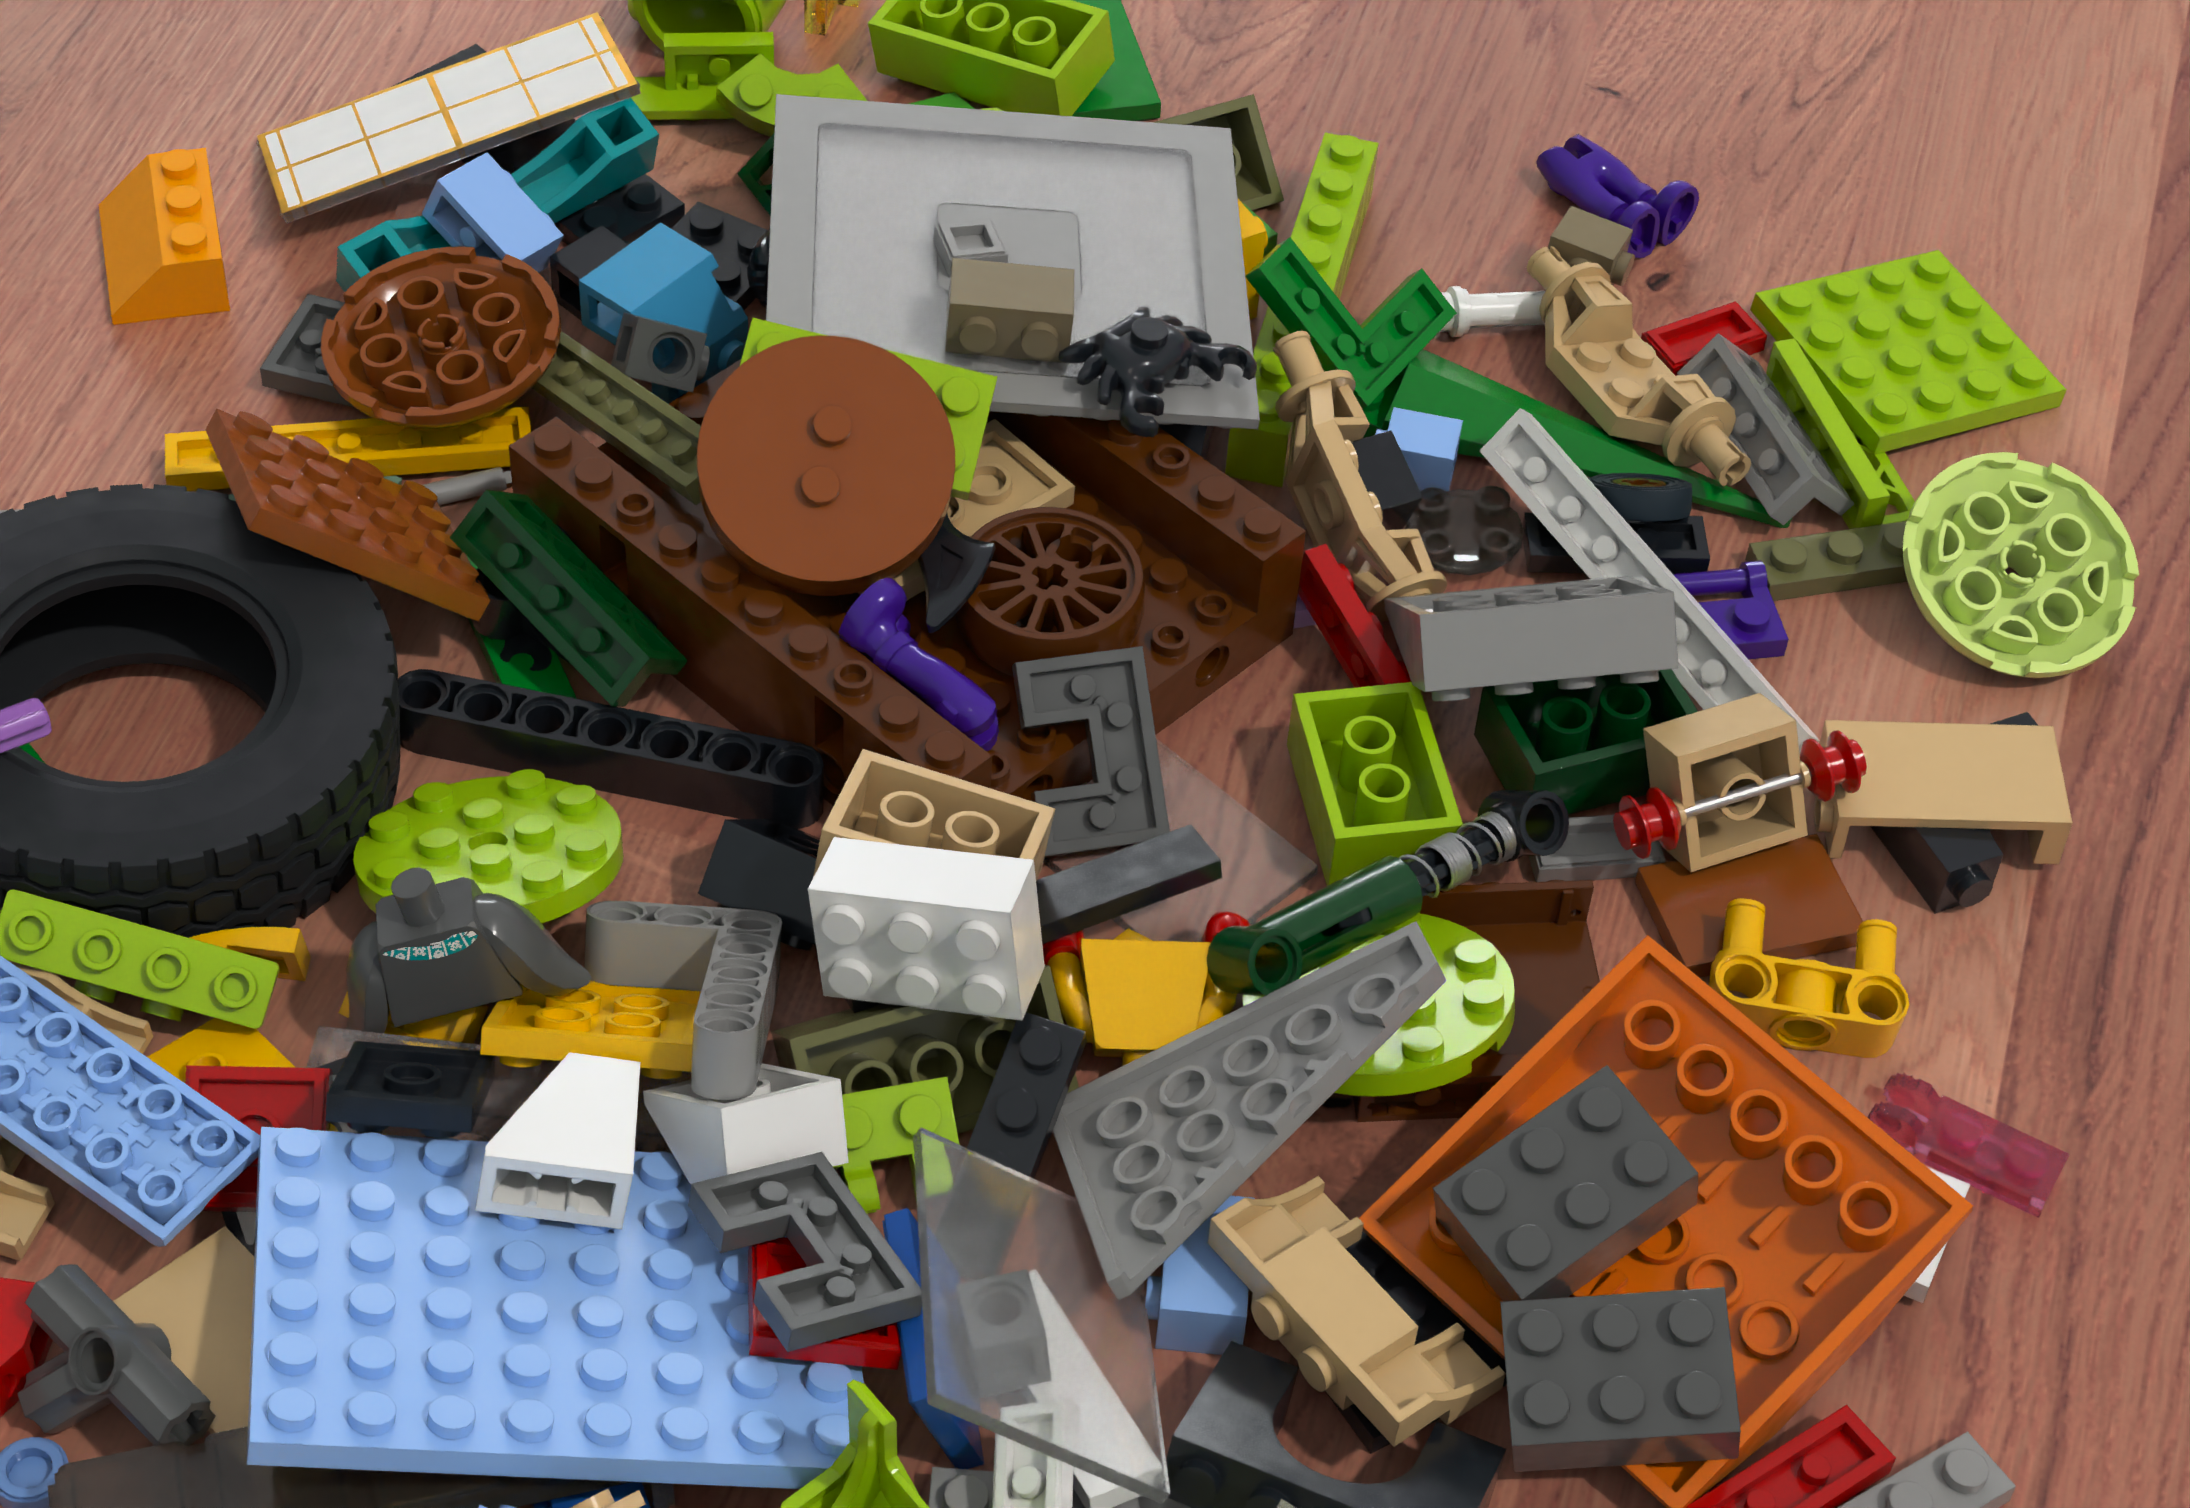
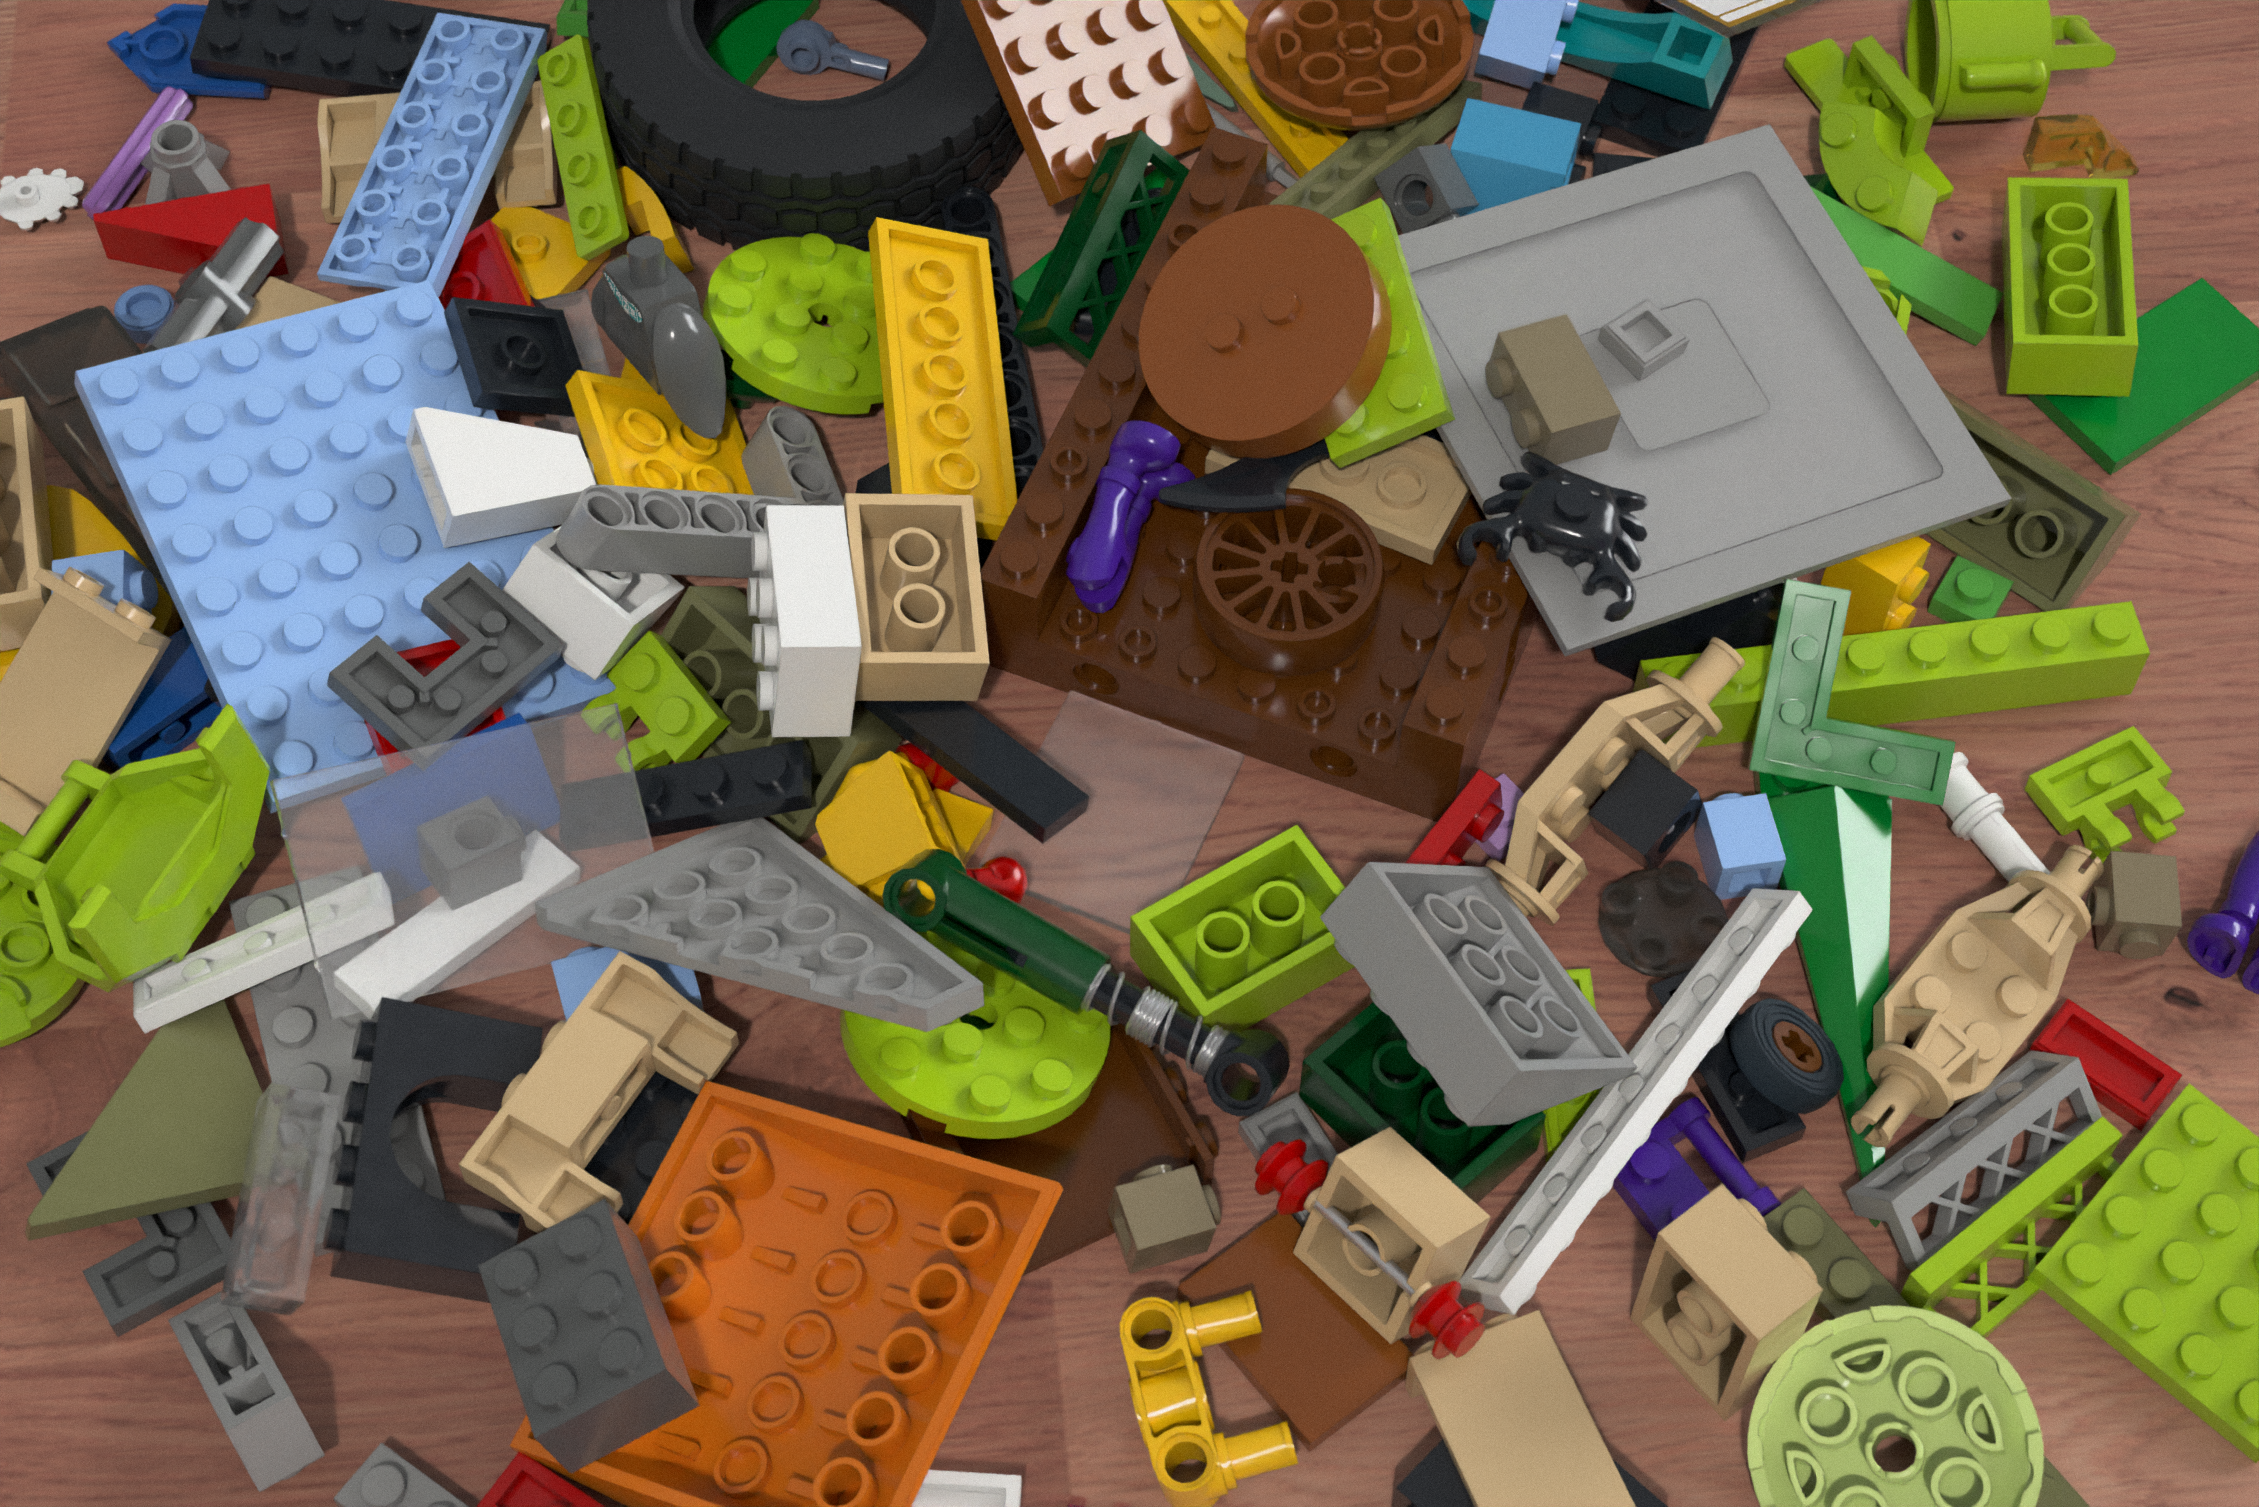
camera: 70 degrees right, 10 degrees up
(99, 753) = (811, 48): none -> sand blue plate
(648, 759) = (942, 368): none -> yellow plate
(1114, 701) = (1127, 742): dark grey plate -> none
(1457, 236) = (2102, 779): none -> lime plate
(1567, 1193) = (748, 1218): dark grey brick -> none
(1619, 926) = (1163, 1216): none -> dark tan brick
(1873, 598) = (1724, 1299): none -> tan brick

